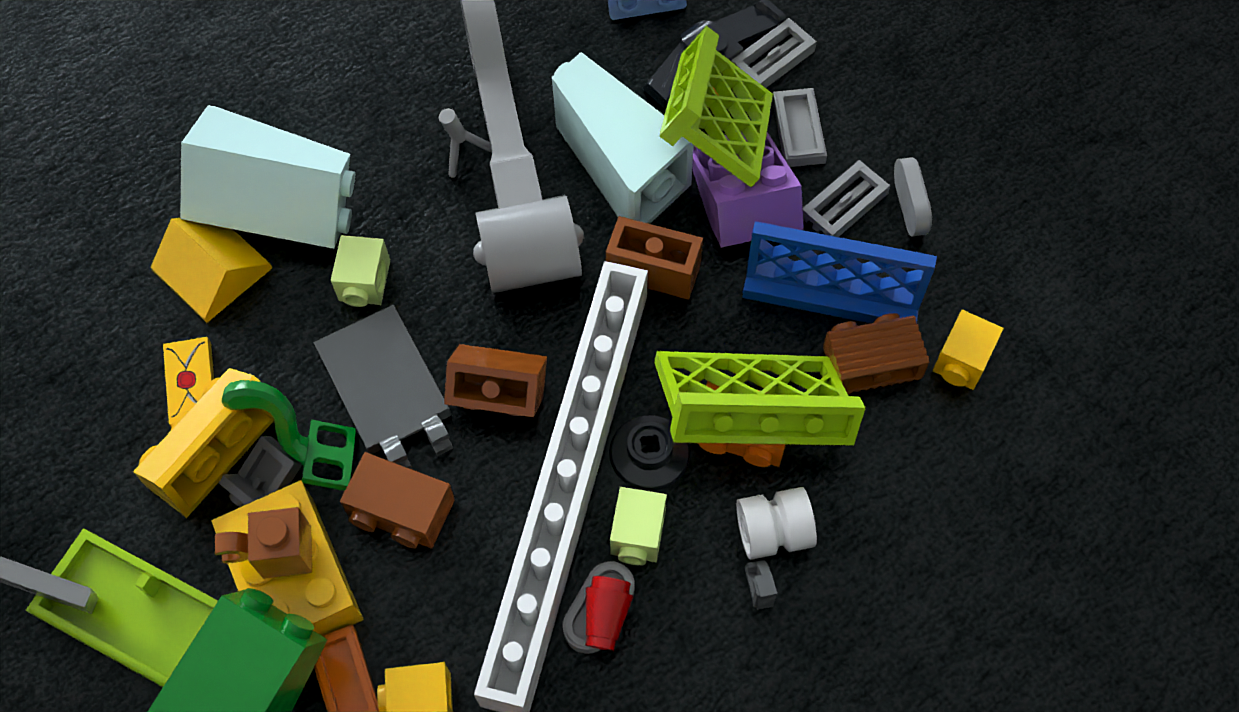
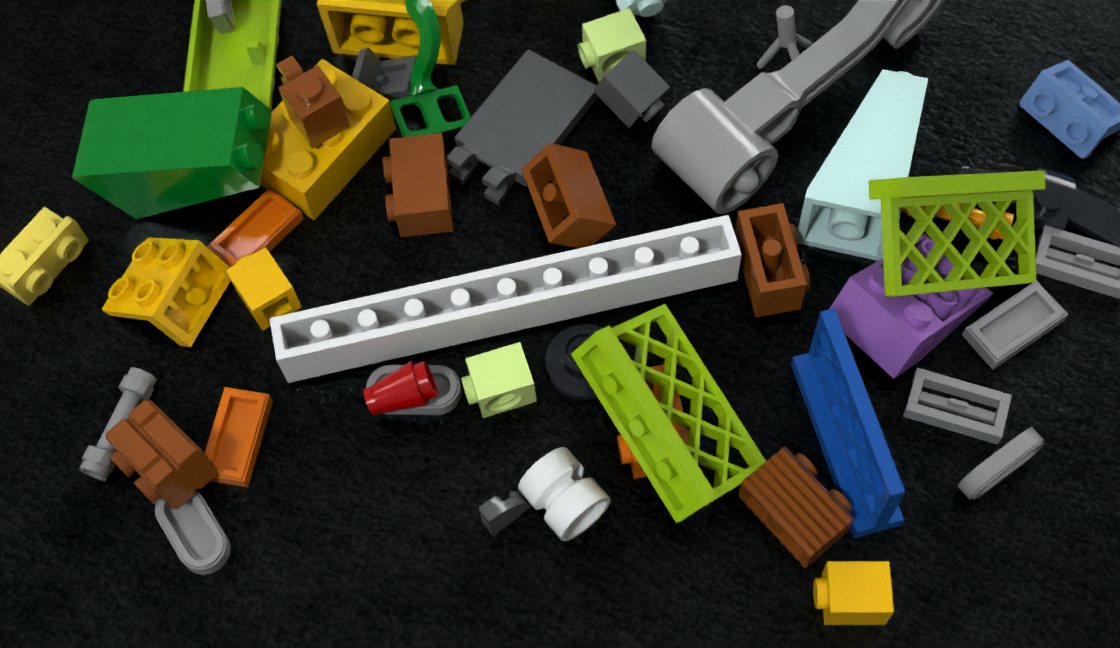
camera: 65 degrees right, 0 degrees up
(420, 277) = (632, 90): none -> dark grey brick

